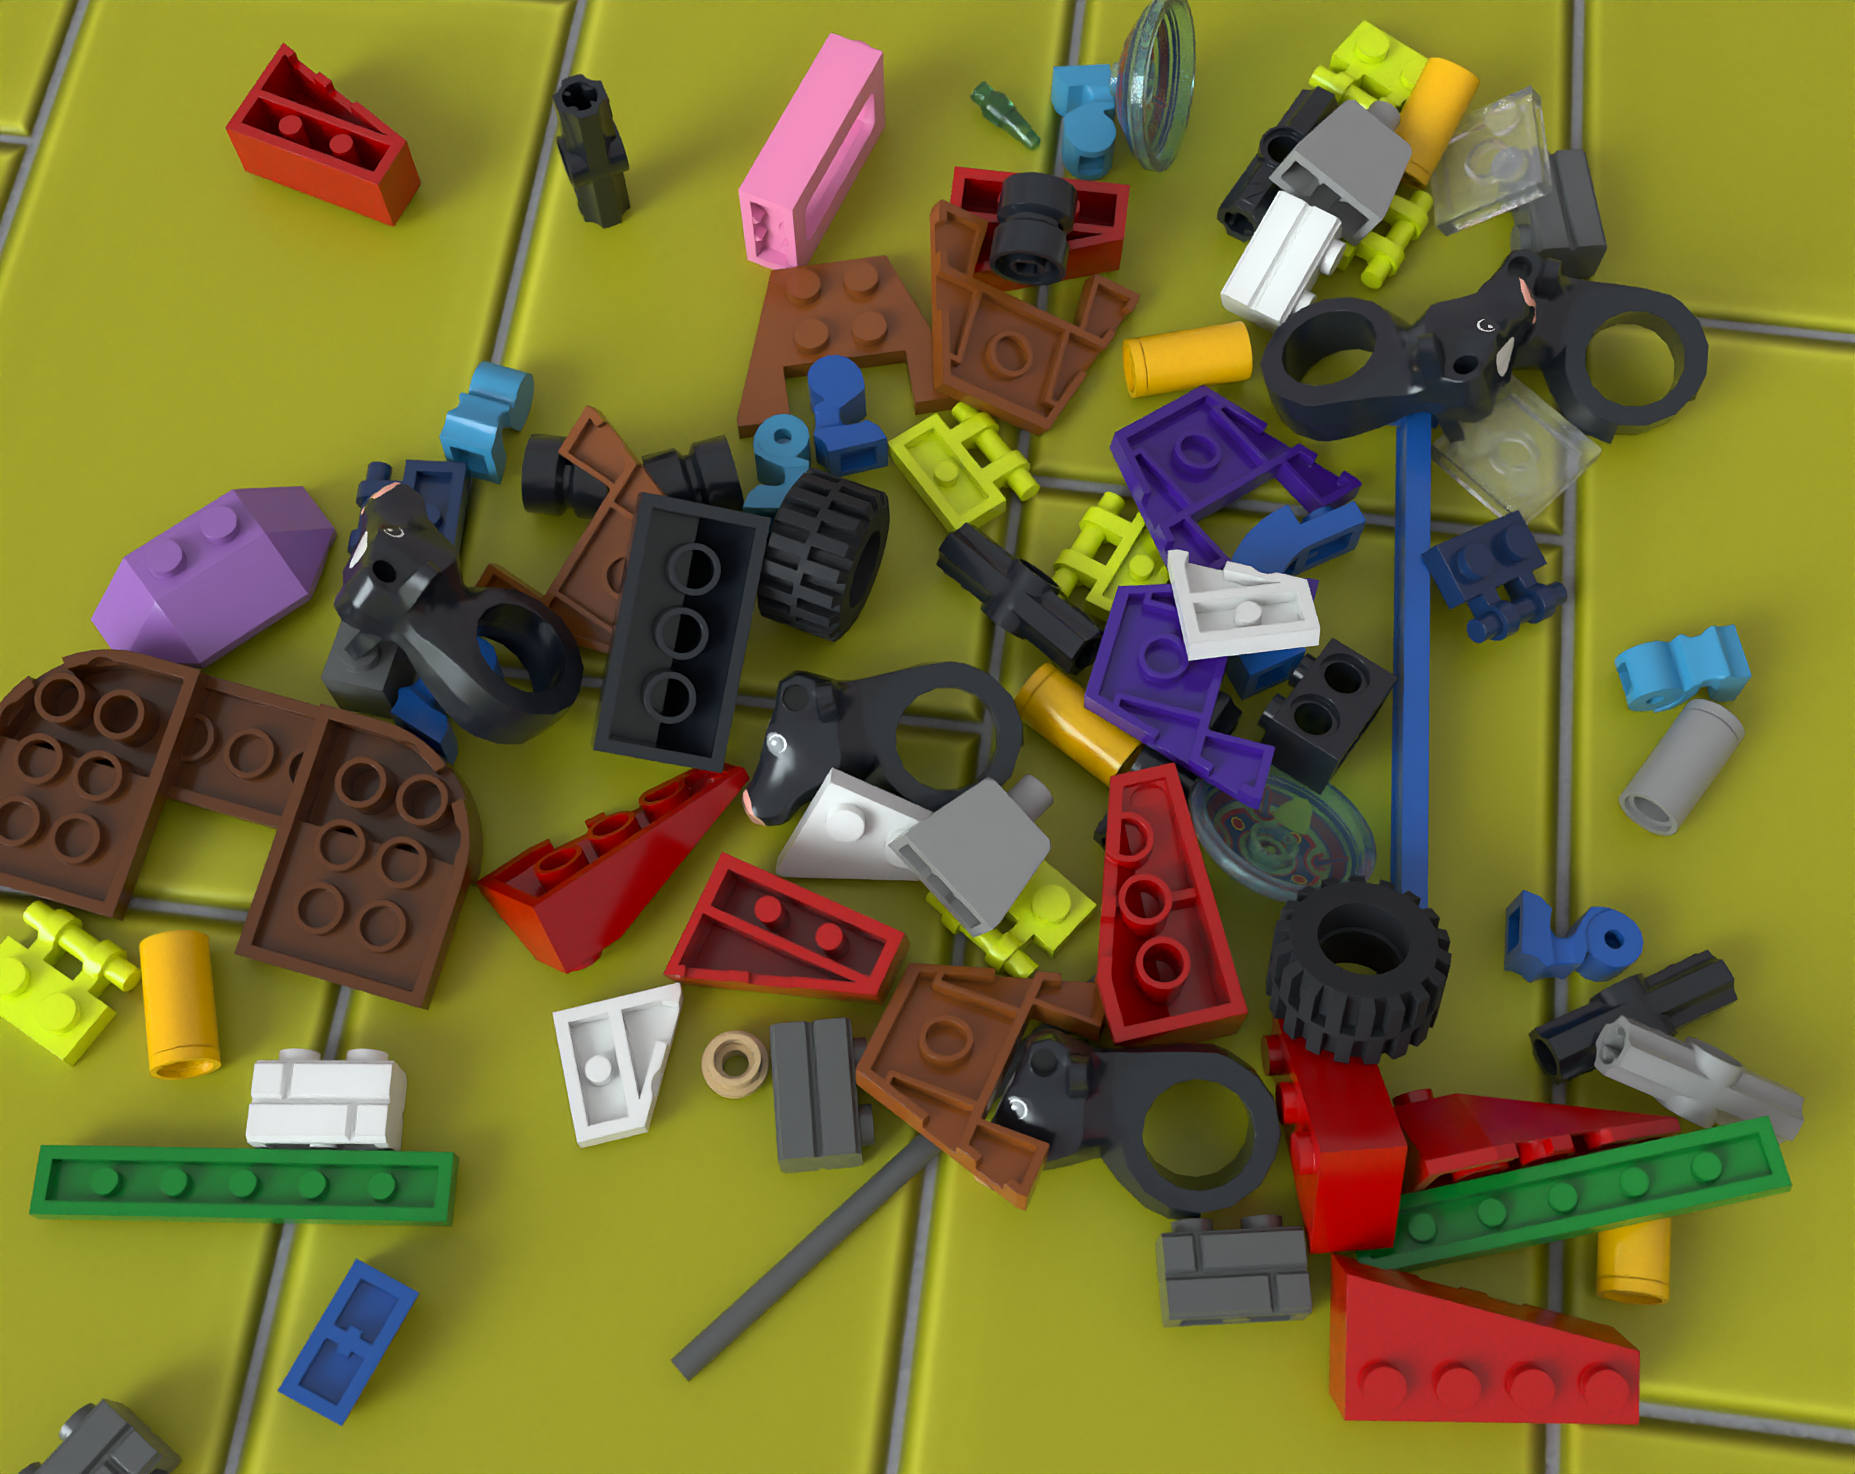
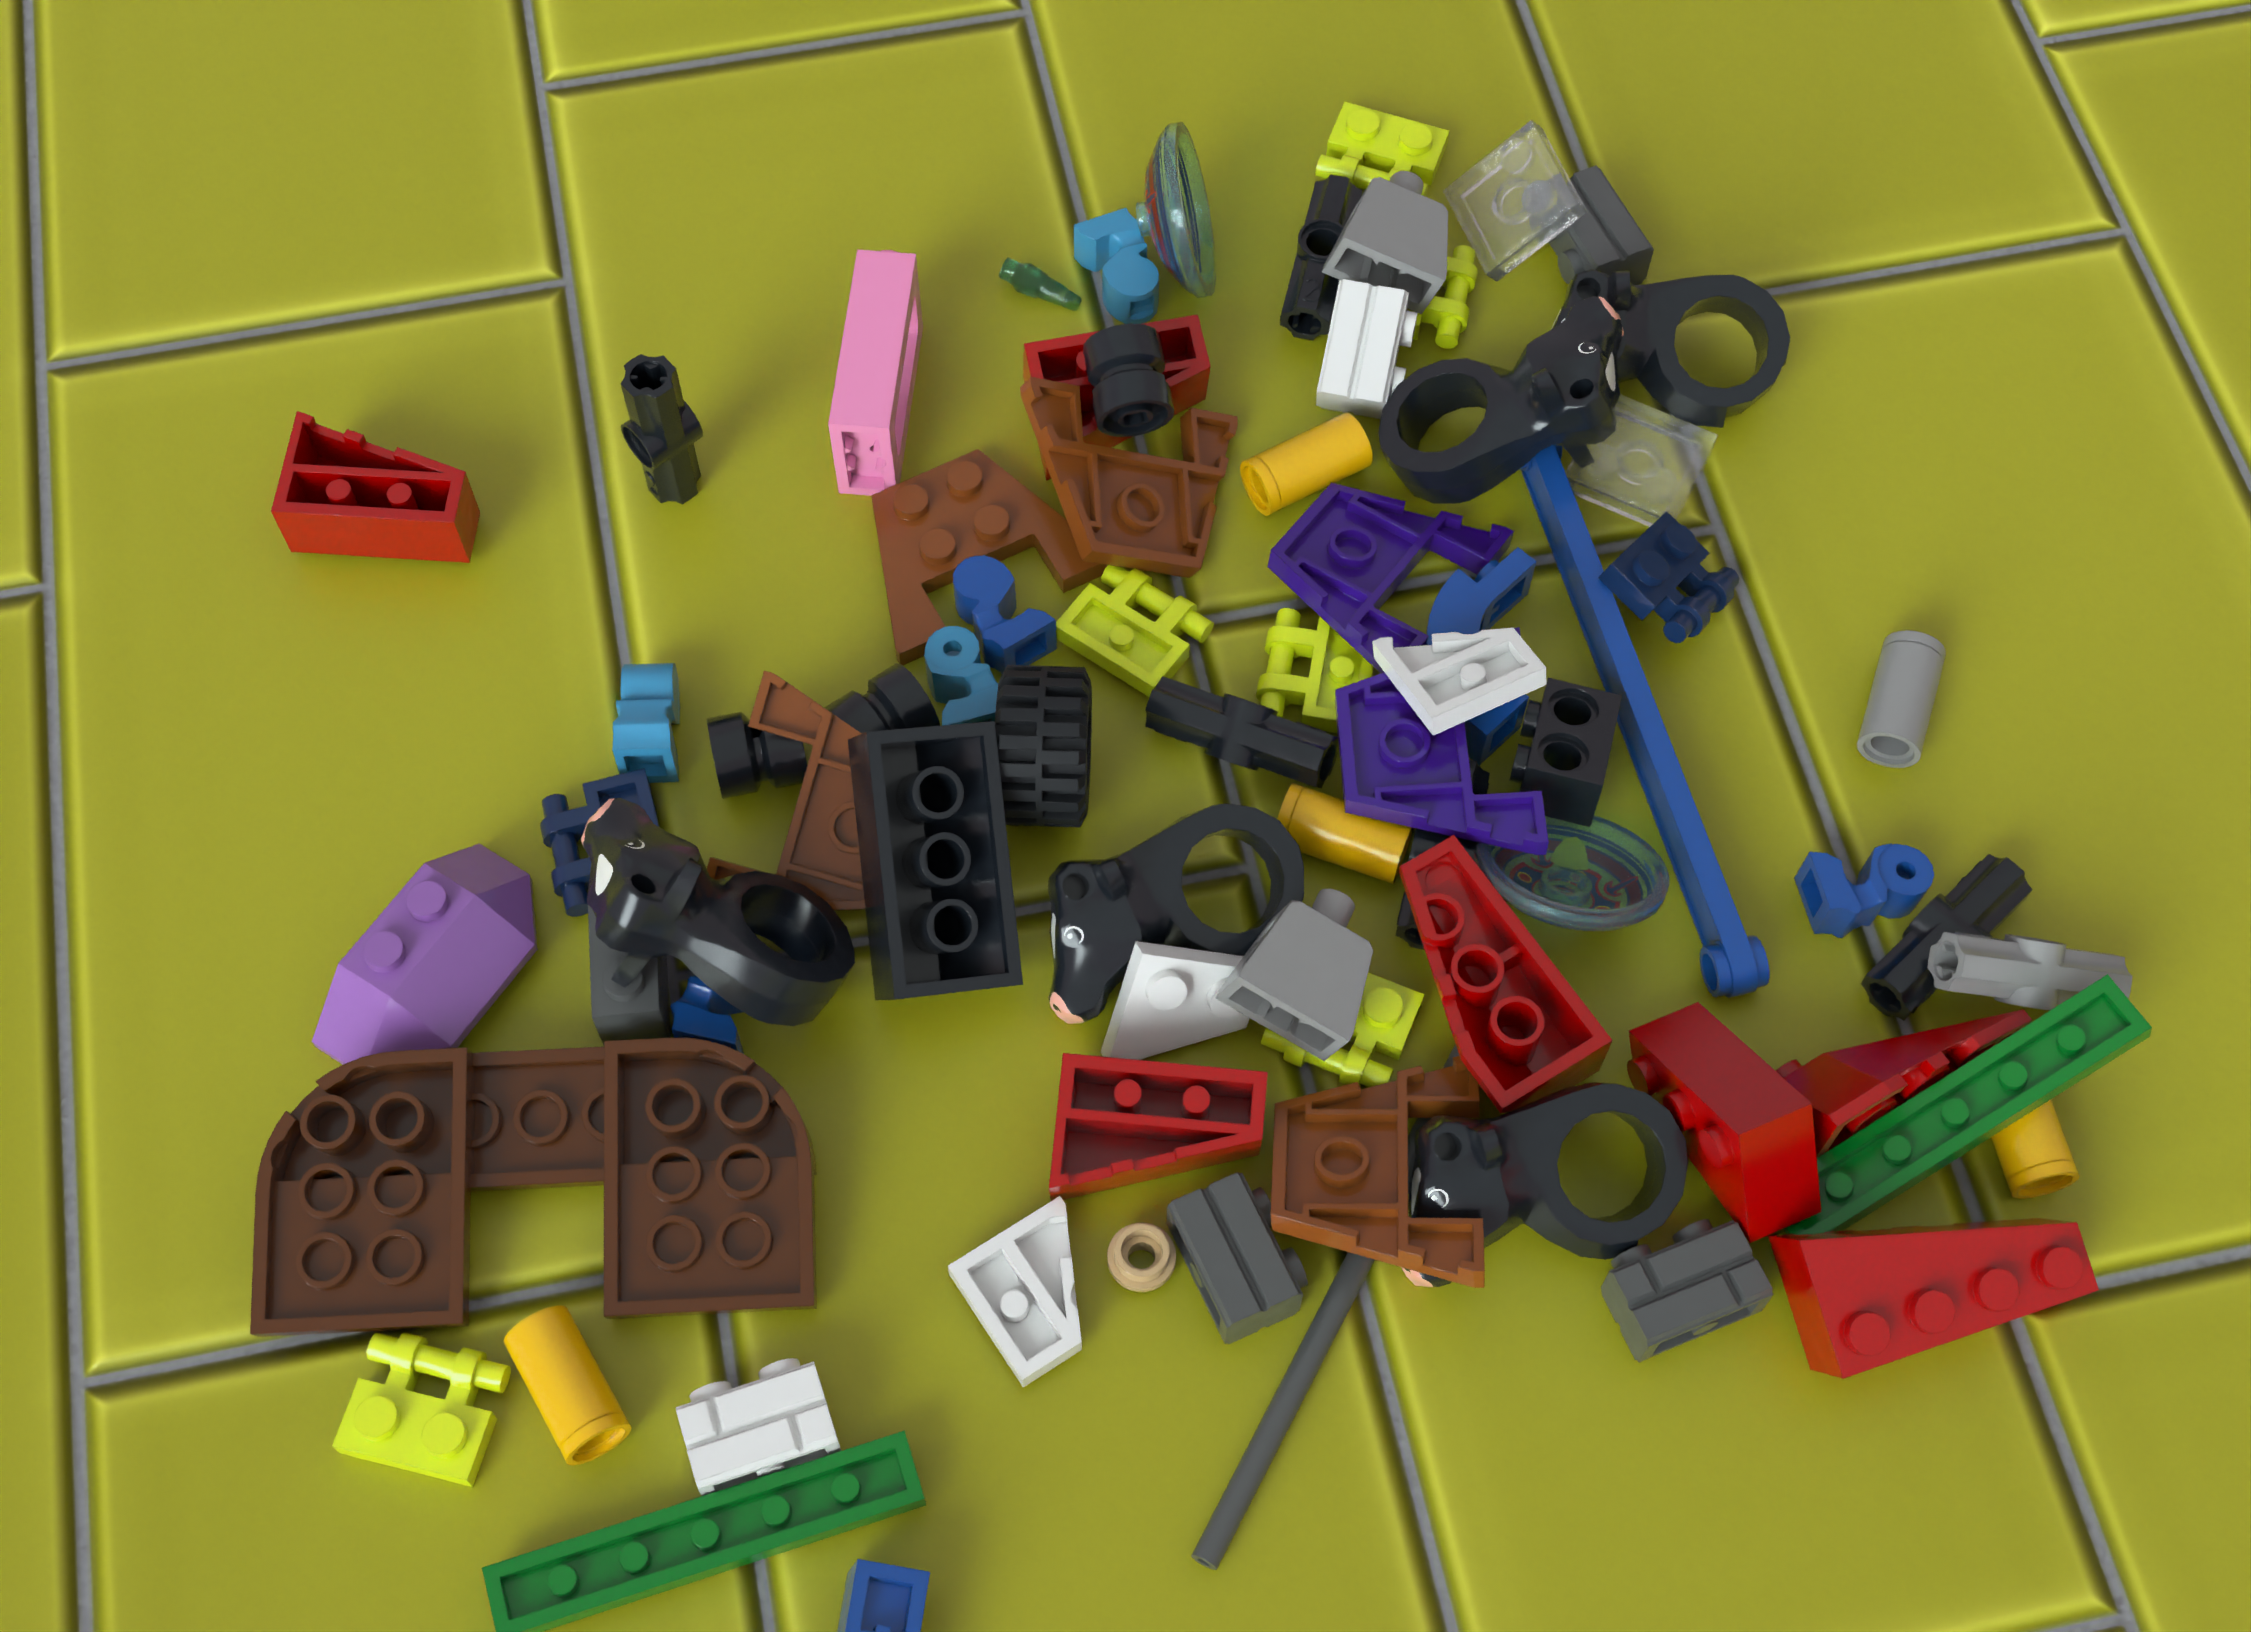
camera: 20 degrees left, 5 degrees down
(590, 890) = (940, 1131): red wedge -> none
(1351, 1010) = (1698, 966): black tyre -> none
(1433, 116) = (1449, 168): yellow pin -> none
(1669, 673) = (1858, 618): dark azure leg -> none

